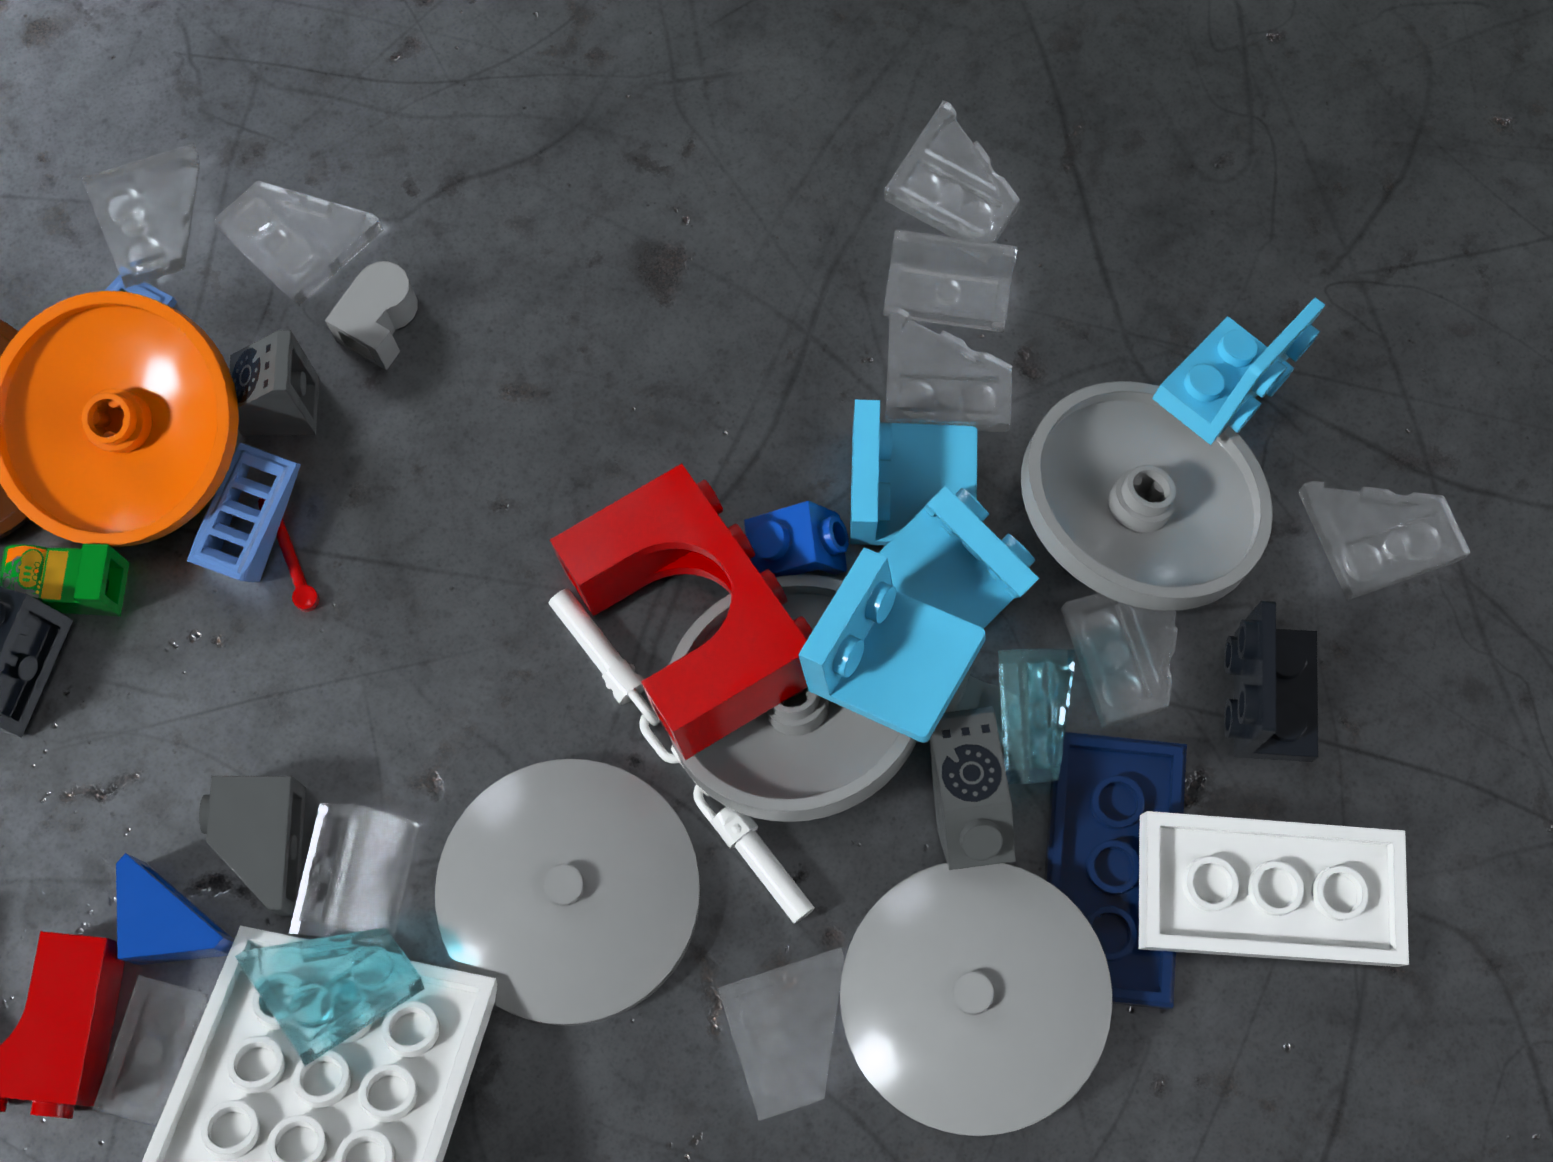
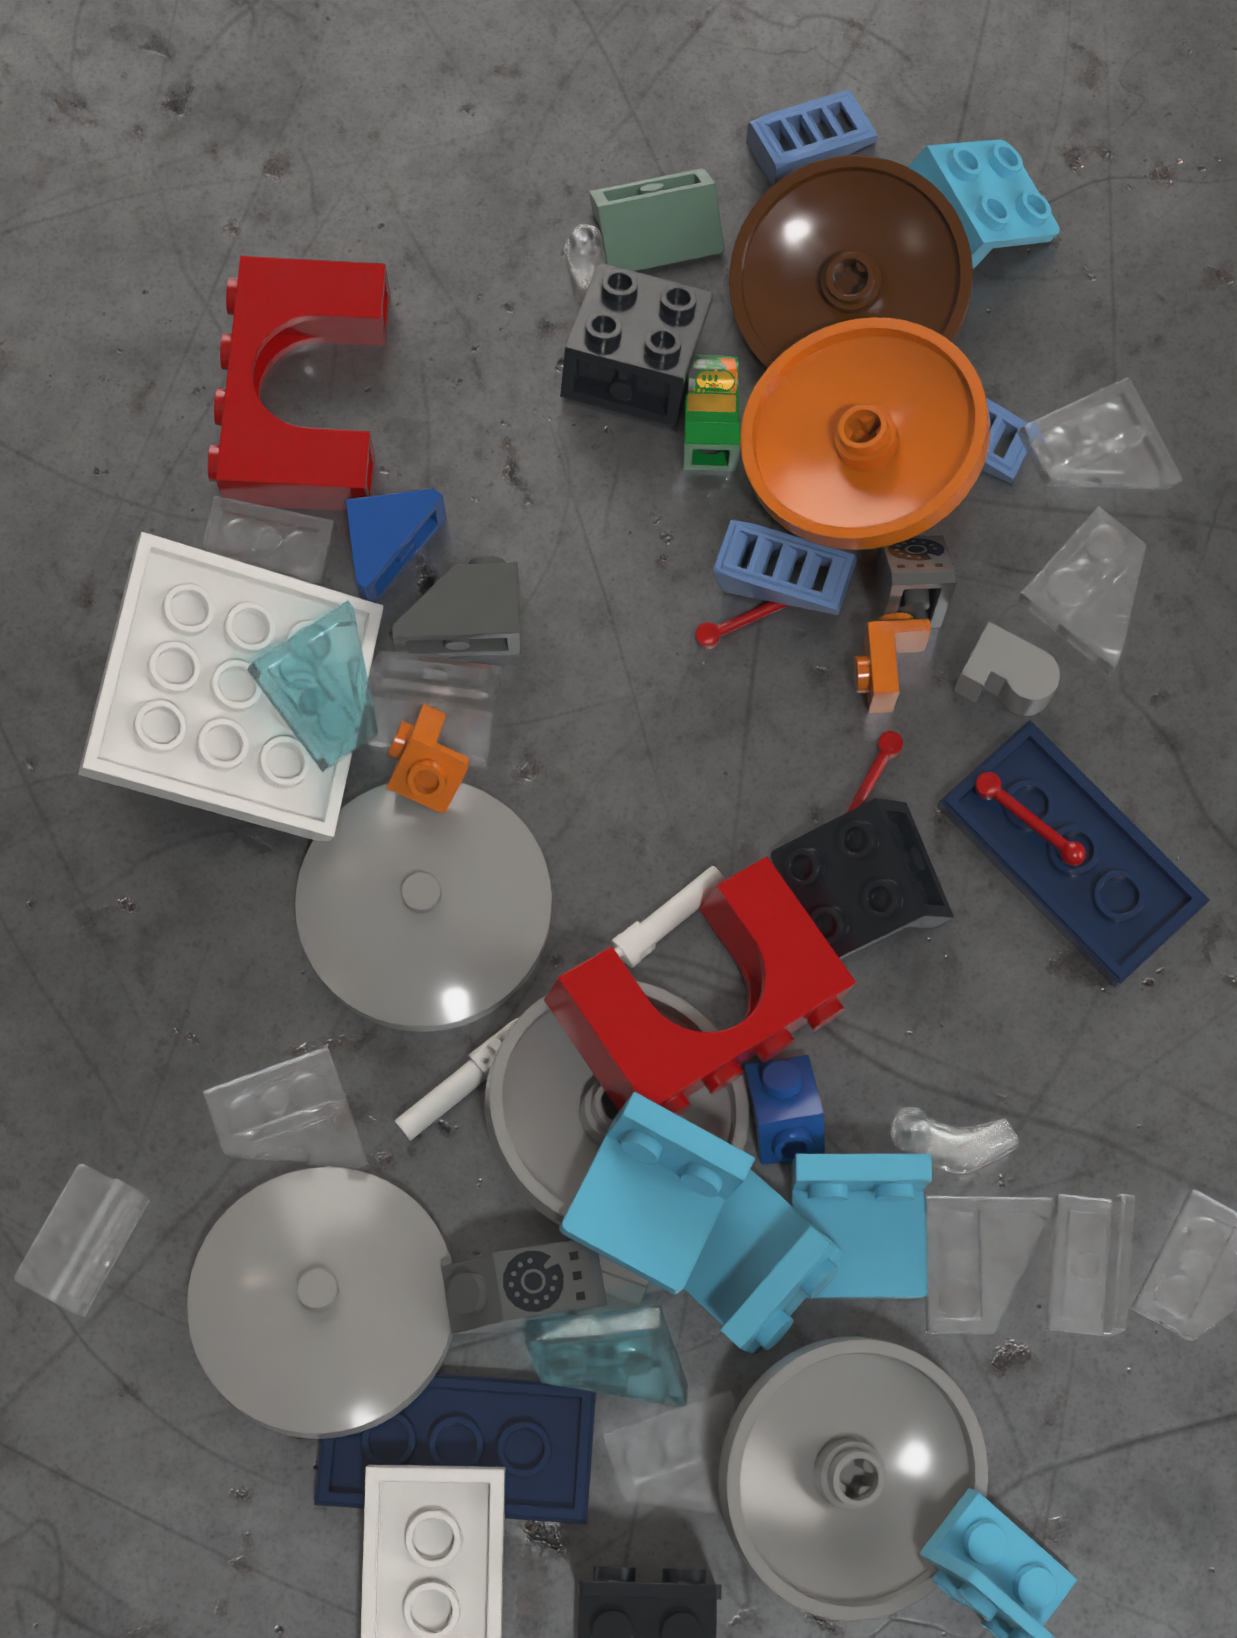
camera: 85 degrees right, 0 degrees up
(354, 430) = (877, 668): none -> orange bracket
(424, 883) = (424, 767): none -> orange bracket
(438, 432) = (889, 747): none -> red hinge
(490, 336) = (989, 787): none -> red hinge
(558, 274) = (1111, 905): none -> dark blue tile
(572, 458) = (864, 876): none -> black bracket
(835, 402) = (952, 1147): none -> clear arm

